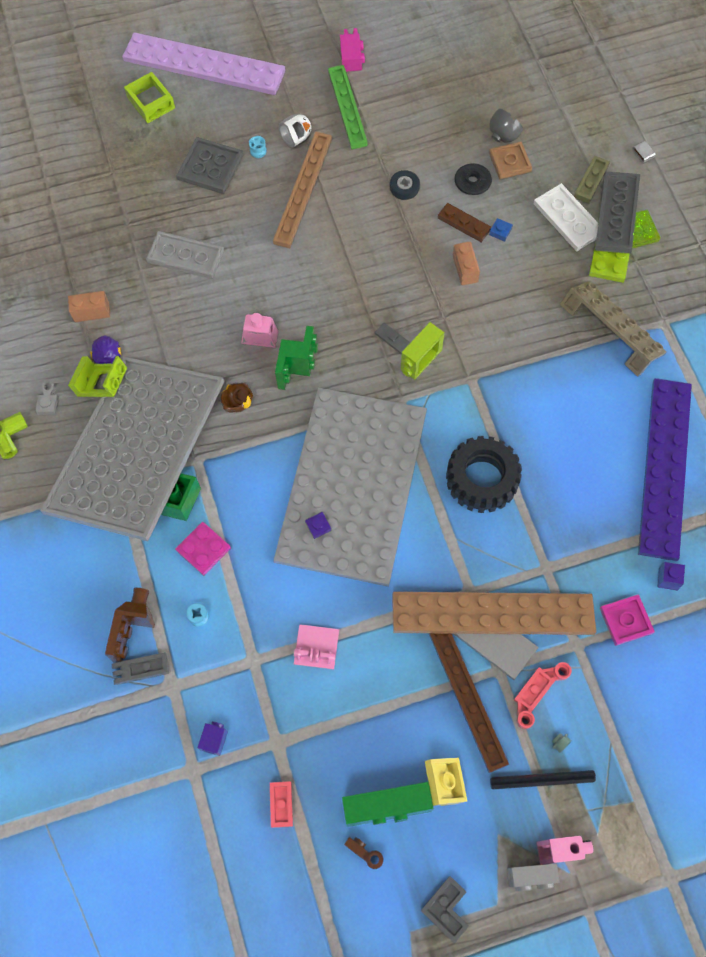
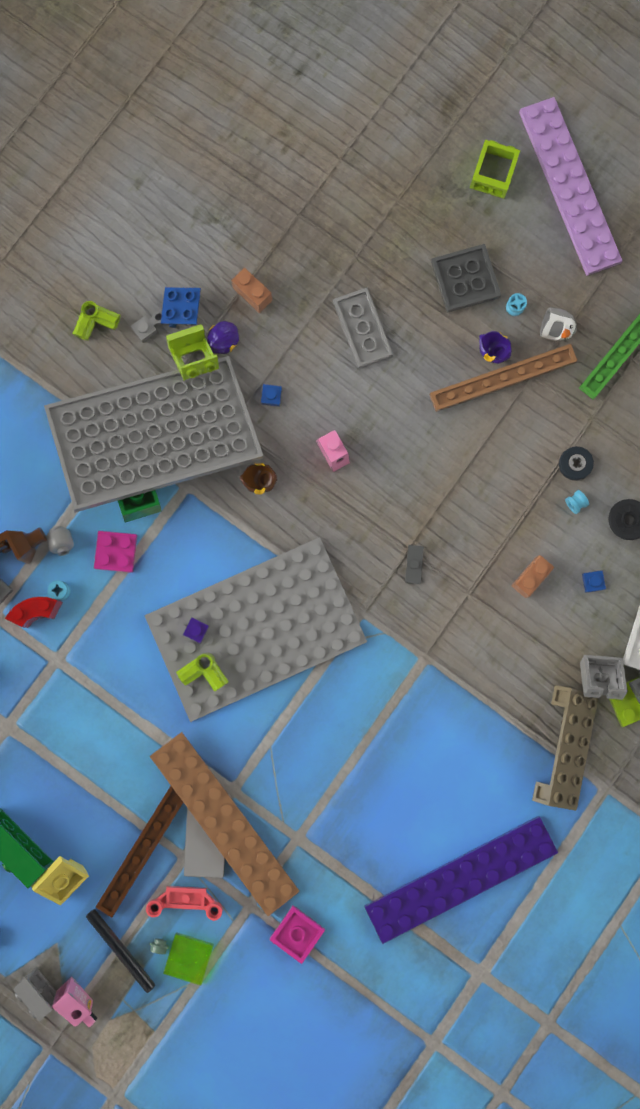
camera: 50 degrees right, 15 degrees up
(55, 362) = (180, 306): none -> blue hinge
(158, 583) = (59, 540): none -> light grey head
(179, 349) = (271, 395): none -> blue plate
(196, 645) = (32, 609): none -> red brick
(276, 177) = (495, 347): none -> dark purple hair
(296, 357) = (329, 500): green bracket -> none
(316, 647) = (100, 701): bright pink hinge -> none
(349, 545) = (194, 670): none -> lime piece
(422, 351) = (413, 601): lime window -> none
(433, 201) = (577, 502): none -> medium azure wheel
(464, 222) = (577, 543): reddish brown plate -> none
(483, 451) = (338, 760): black tyre -> none
(579, 265) = (603, 669): none -> light grey piece
(588, 726) = (188, 958): none -> clear neon green plate
(671, 576) = (360, 947): dark purple brick -> none

